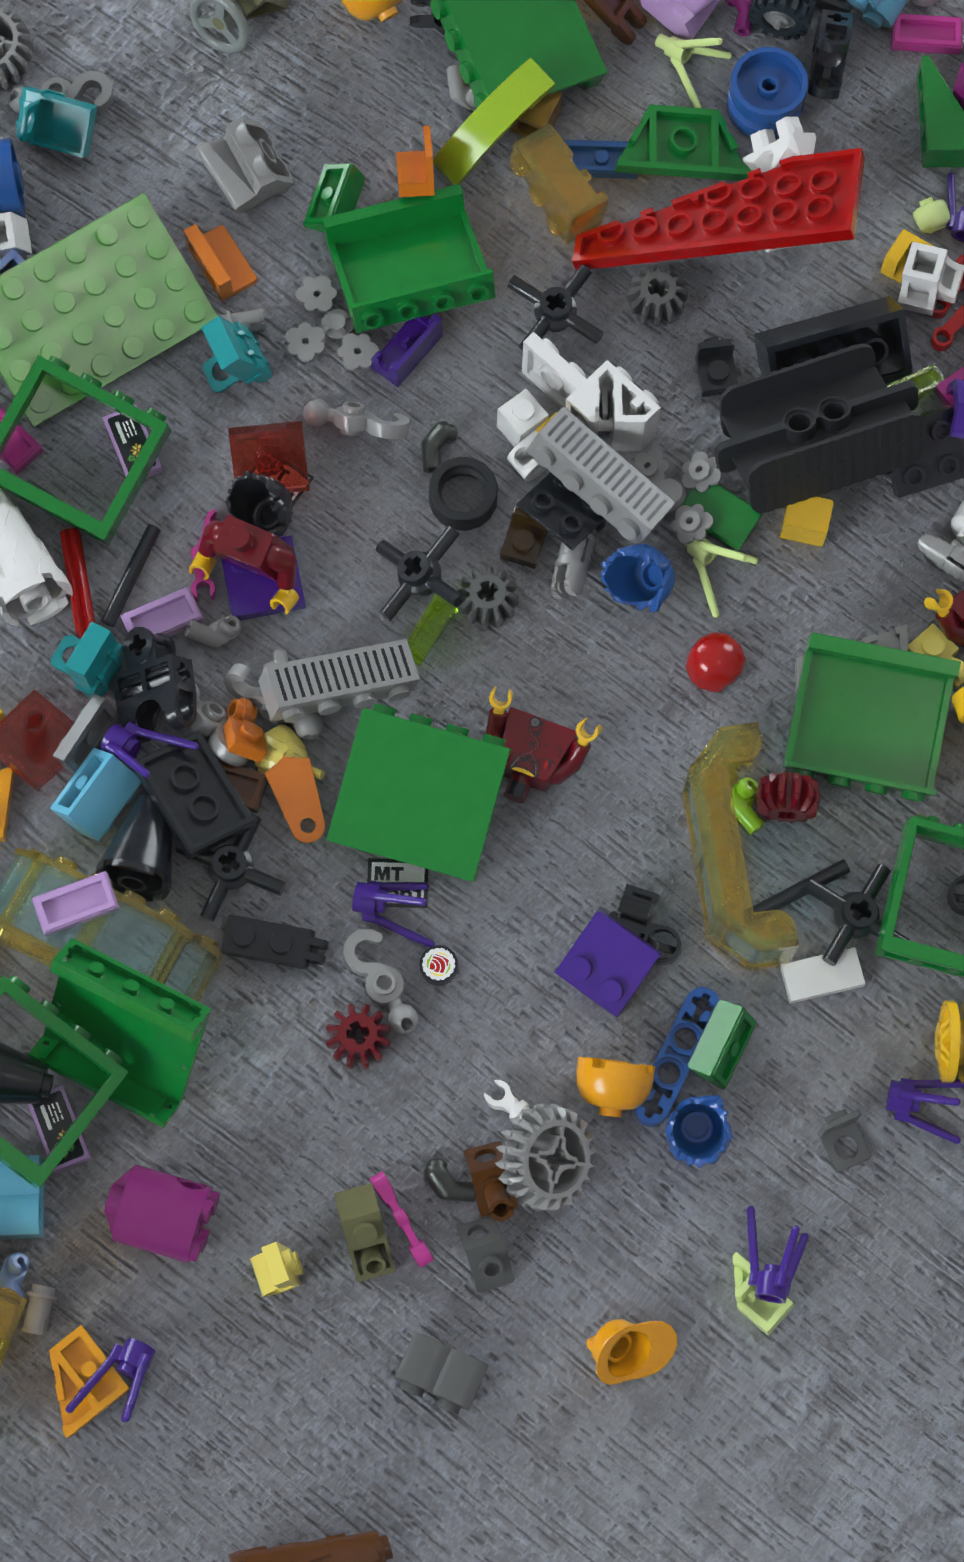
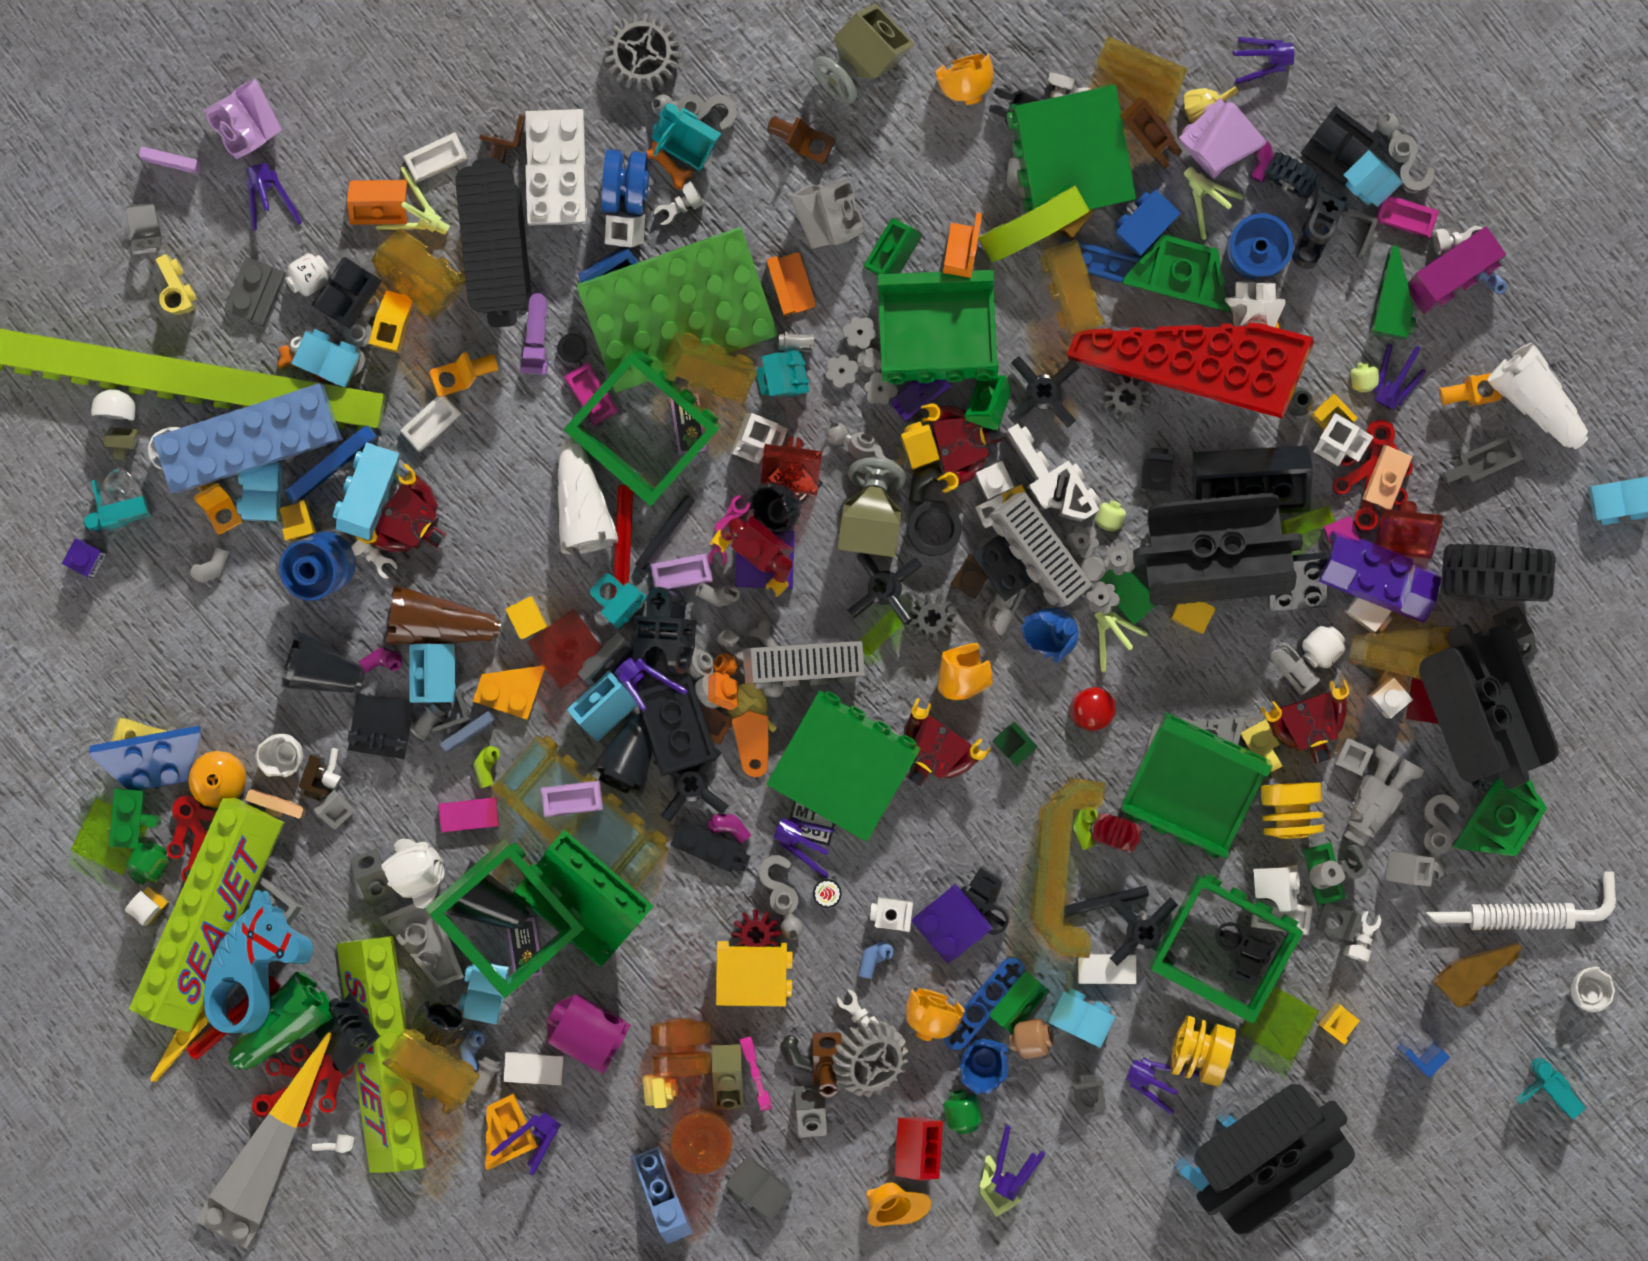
camera: 15 degrees right, 15 degrees up
(58, 172) = (678, 175): none -> orange piece
(79, 191) = (691, 198): none -> white piece
(103, 1286) = (533, 1068): none -> white tile
(141, 362) = (709, 367): none -> clear yellow wedge
(194, 98) = (800, 136): none -> reddish brown bracket
(212, 437) = (754, 434): none -> white brick
(289, 1192) = (681, 1039): none -> clear orange wheel
(292, 905) = (730, 823): none -> magenta arm
(314, 1415) = (662, 1195): none -> medium blue slope
(349, 1322) = (702, 1140): none -> clear orange wheel
(366, 1087) = (752, 975): none -> yellow panel
(381, 487) = (871, 517): none -> olive piece
(420, 396) = (919, 445): none -> yellow slope
(467, 384) = (959, 443): none -> dark red torso
(492, 331) = (989, 402): none -> green slope
(519, 1029) = (874, 955): none -> medium blue arm
(540, 979) = (903, 916): none -> white brick
(544, 650) = (962, 673): none -> light orange piece
(626, 99) = (1146, 222): none -> blue brick
(630, 1254) = (912, 1156): none -> red brick
(631, 723) = (1014, 743): none -> dark green panel
(675, 435) = (1110, 516): none -> yellowish green piece
(686, 1201) = (963, 1111): none -> green head
(751, 1085) = (1032, 1039): none -> medium nougat head
(807, 1042) = (1081, 1018): none -> medium azure brick
(864, 252) = (1296, 408): none -> pearl dark grey cone
(885, 47) = (1370, 235): none -> dark grey bracket

